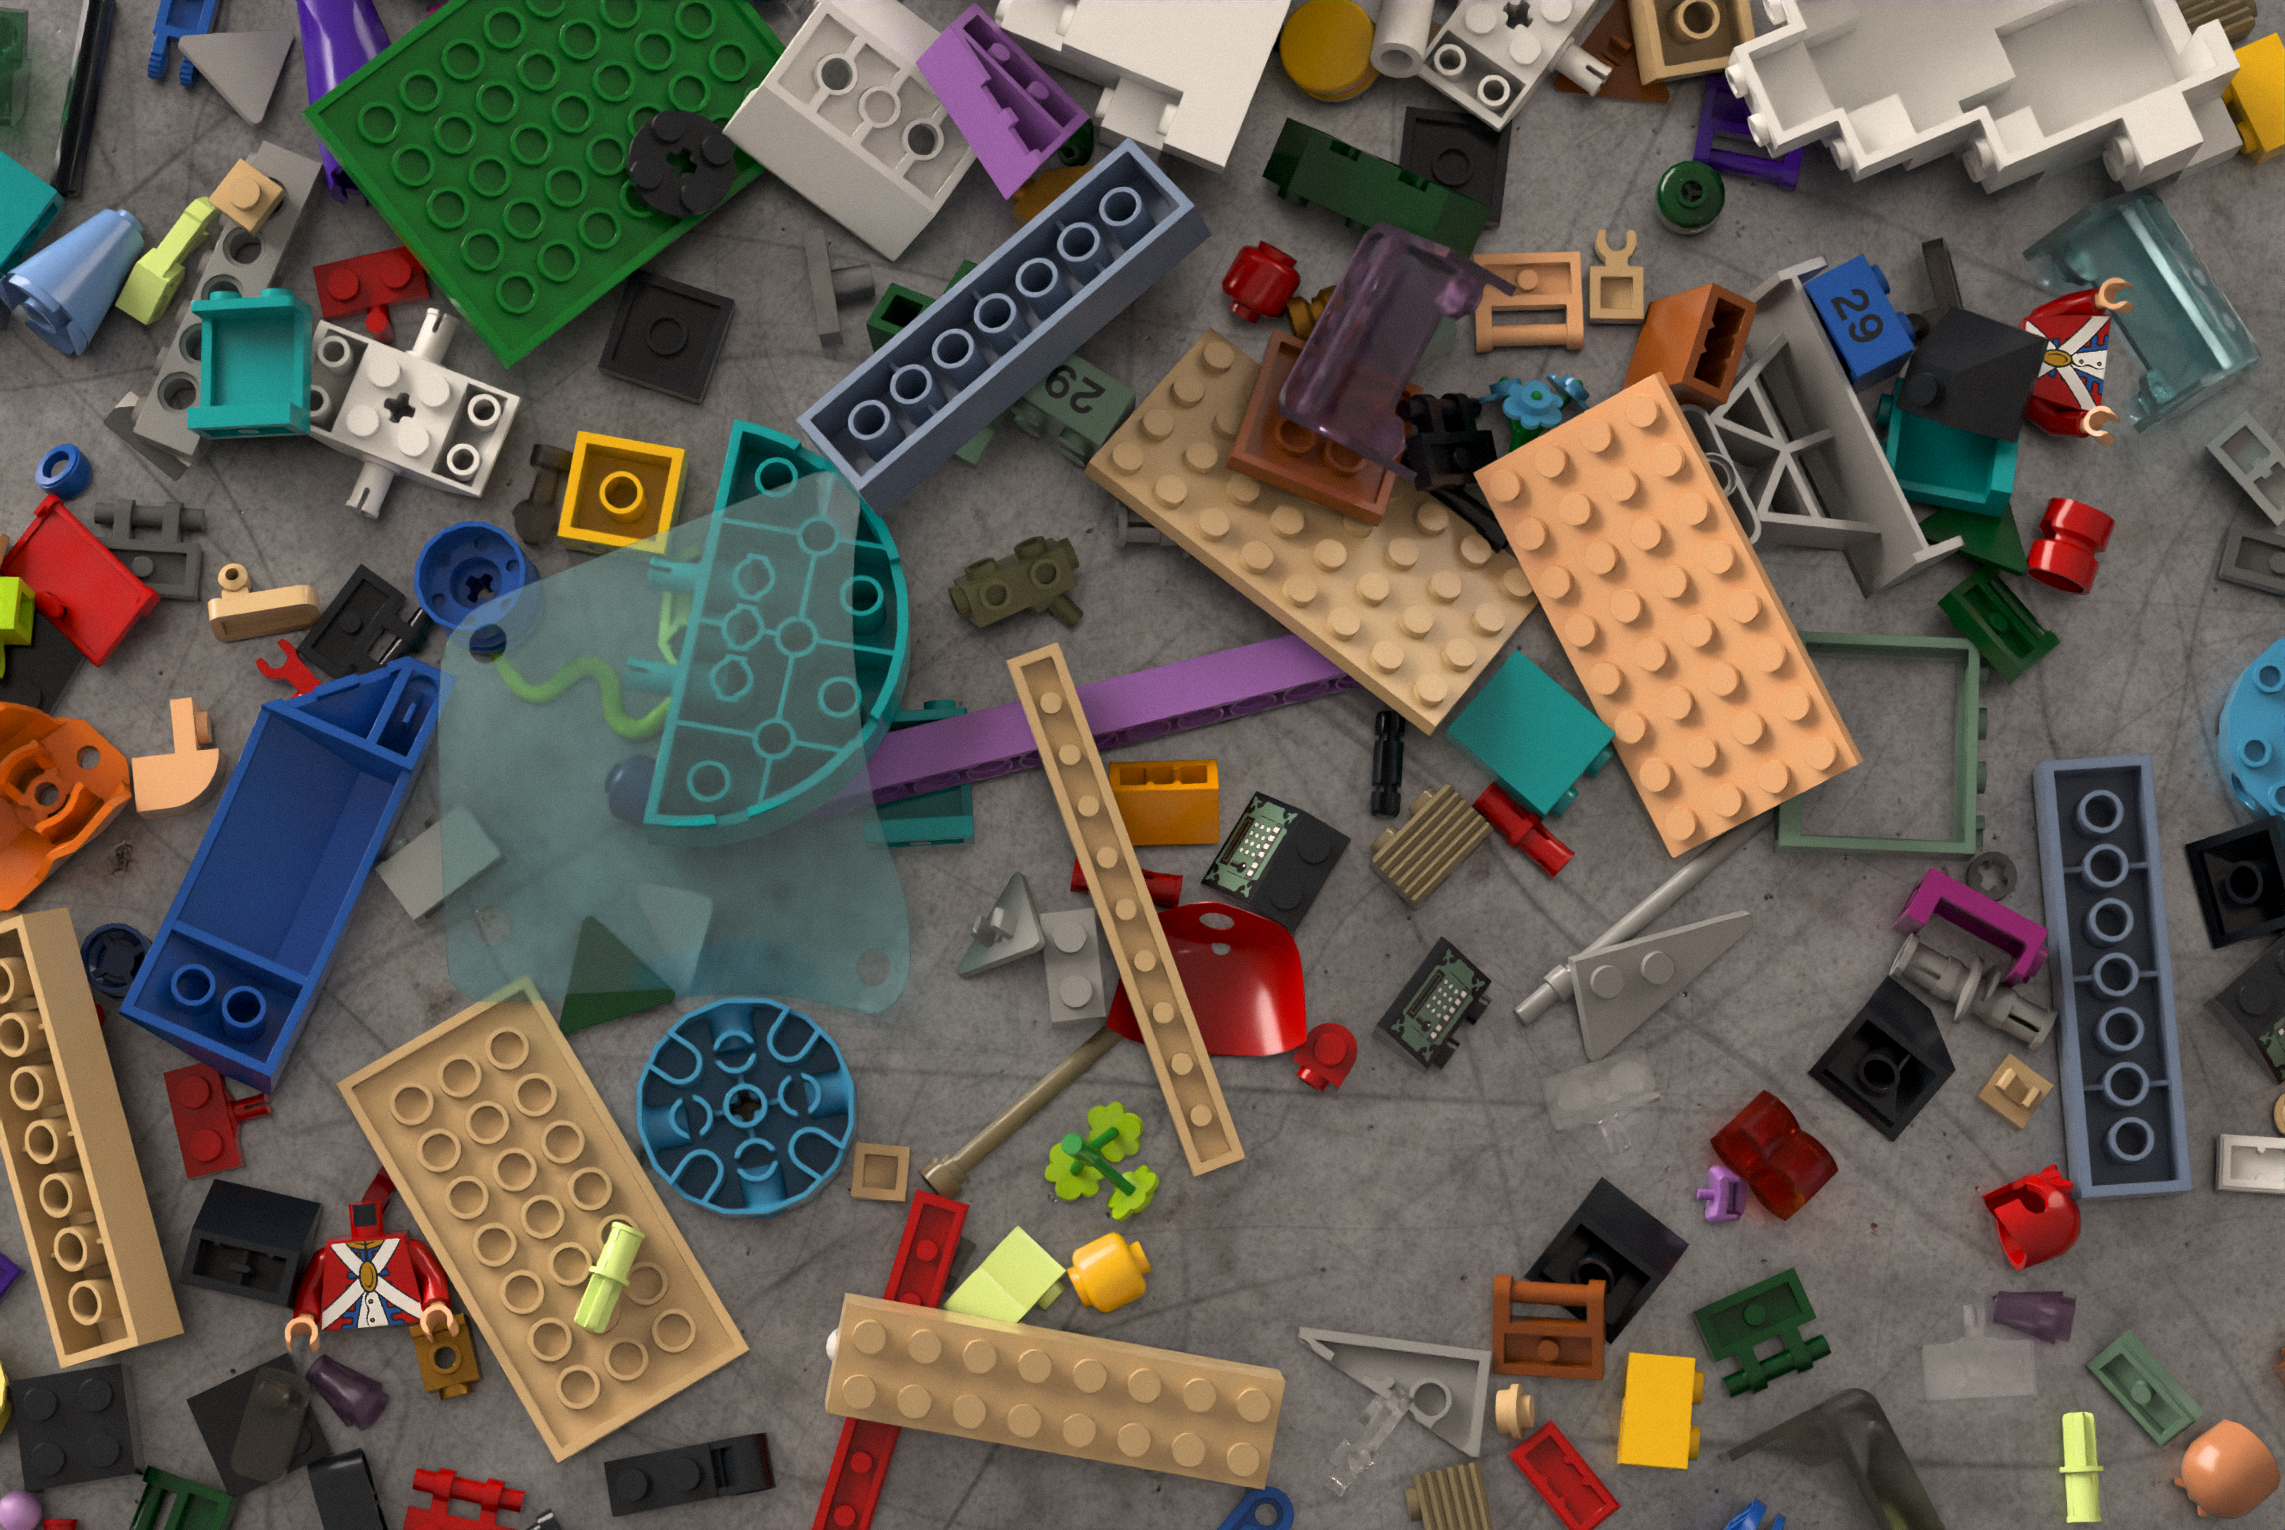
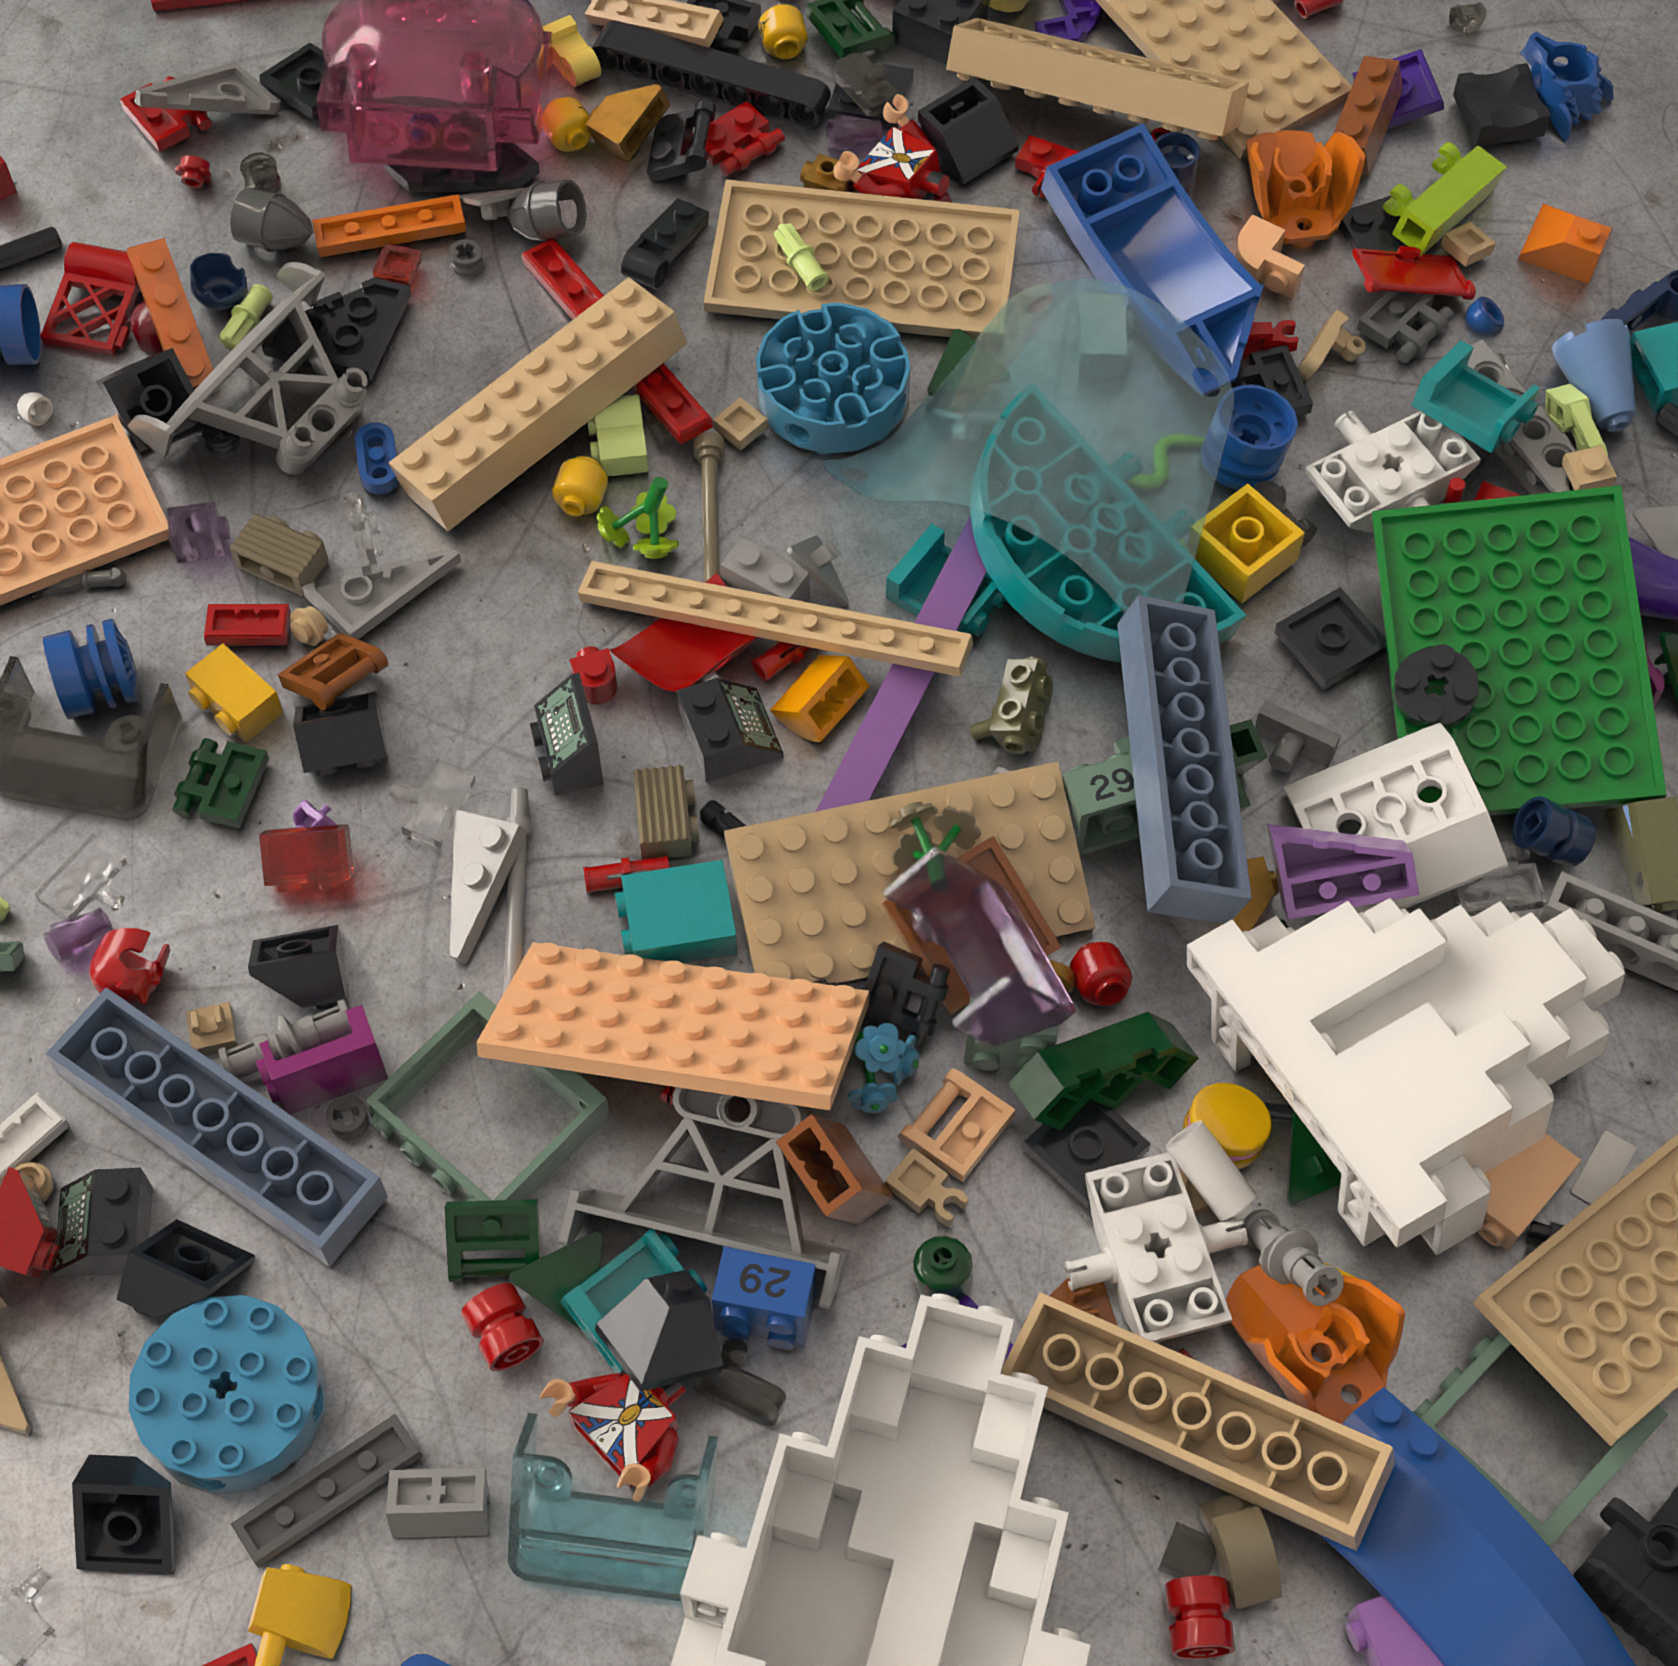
camera: 130 degrees right, 20 degrees down
(1296, 525) = (956, 827): none -> dark tan plant

